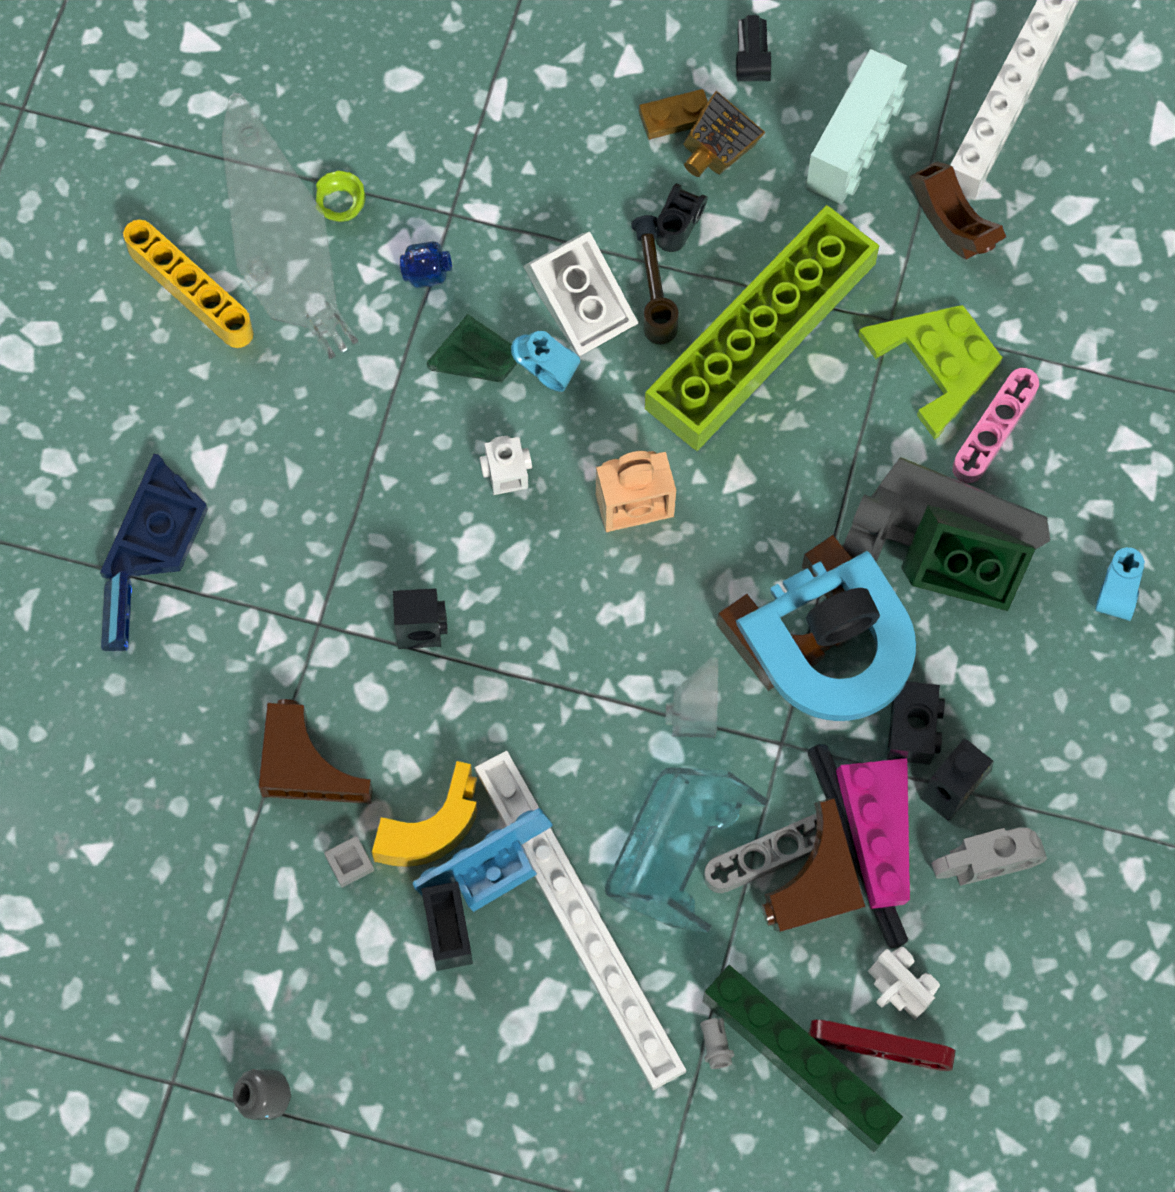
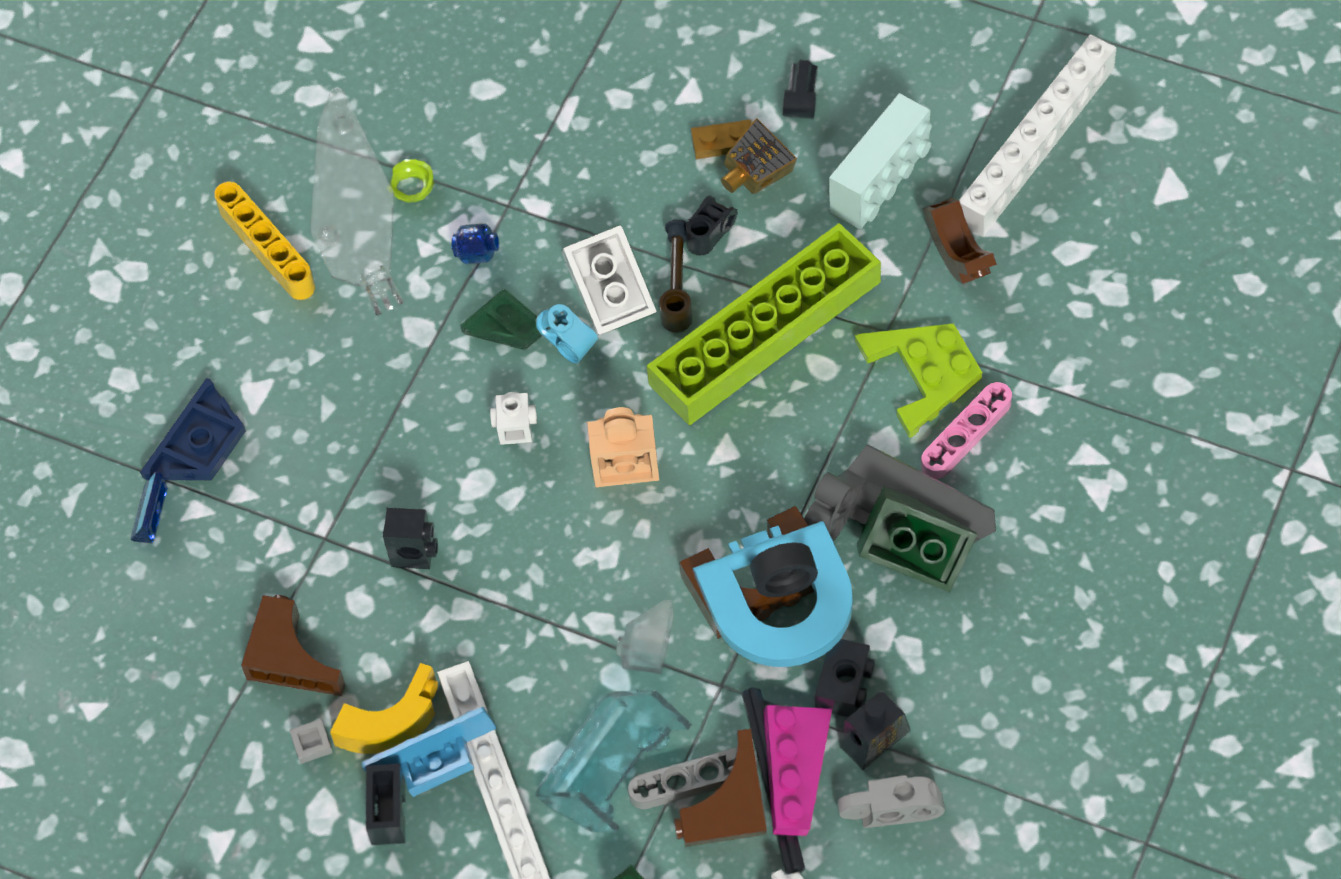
camera: 15 degrees right, 10 degrees down
(1120, 588) = (1055, 581): medium azure piece -> none

